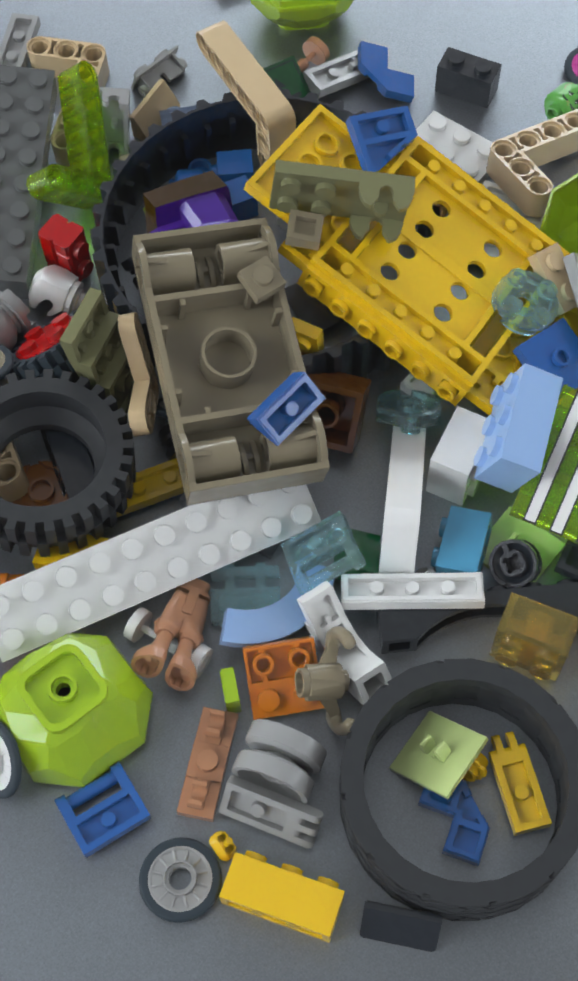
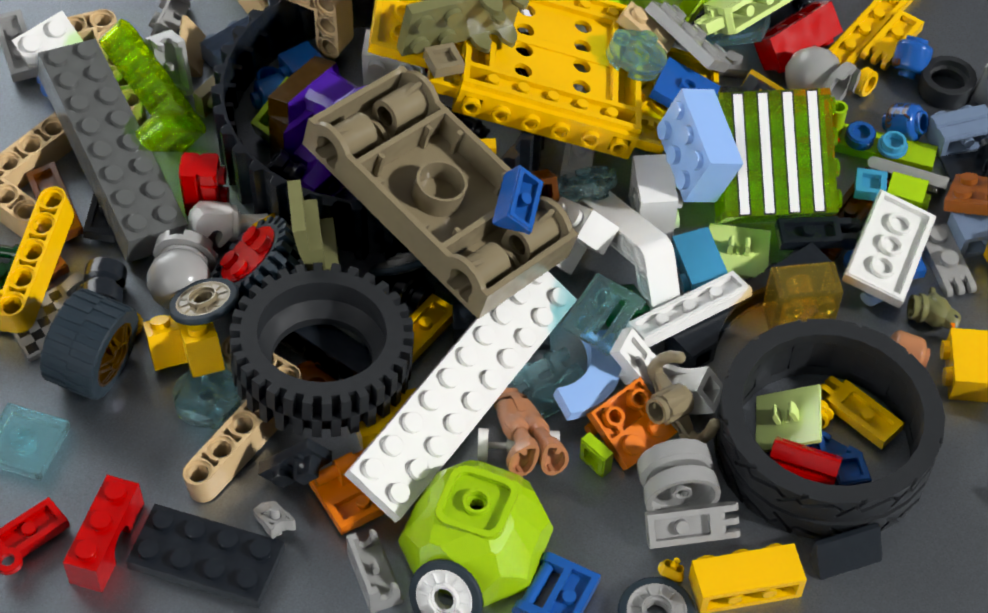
camera: 35 degrees left, 10 degrees down
(34, 52) = (48, 35): none -> white wing
(145, 388) = (354, 243): tan beam -> none
(208, 764) = (615, 519): nougat plate -> none
(261, 279) = (434, 112): dark tan plate -> none
(355, 457) = (593, 230): none -> white brick
(412, 815) = (806, 461): none -> red brick
(515, 563) = (749, 255): black wheel -> none

